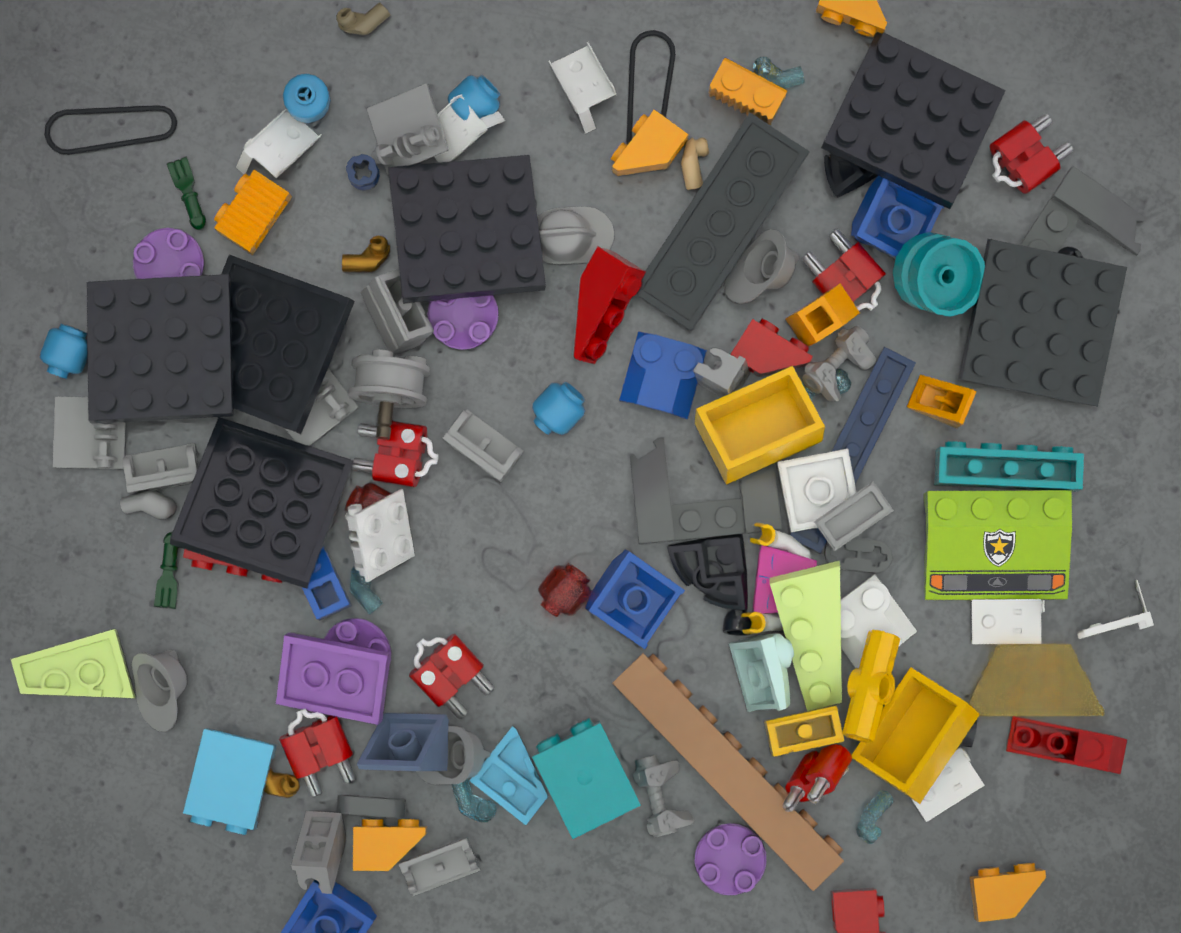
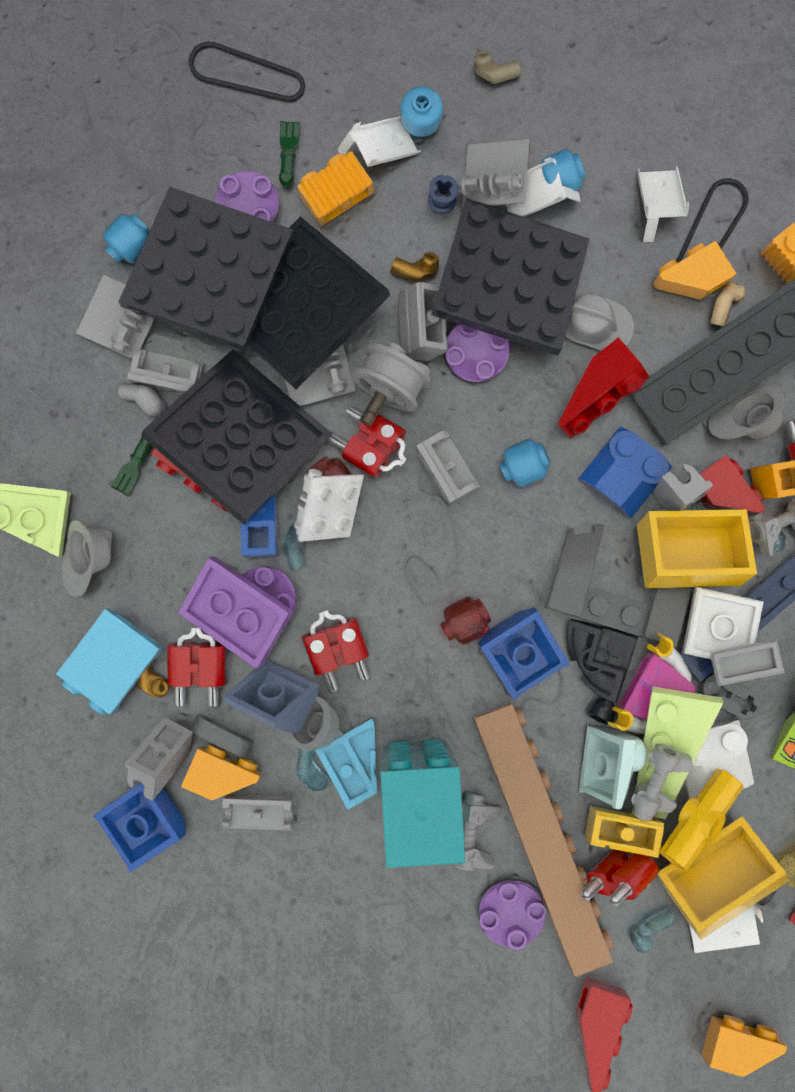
camera: 20 degrees right, 0 degrees up
(811, 686) = (648, 796): none -> light grey piece

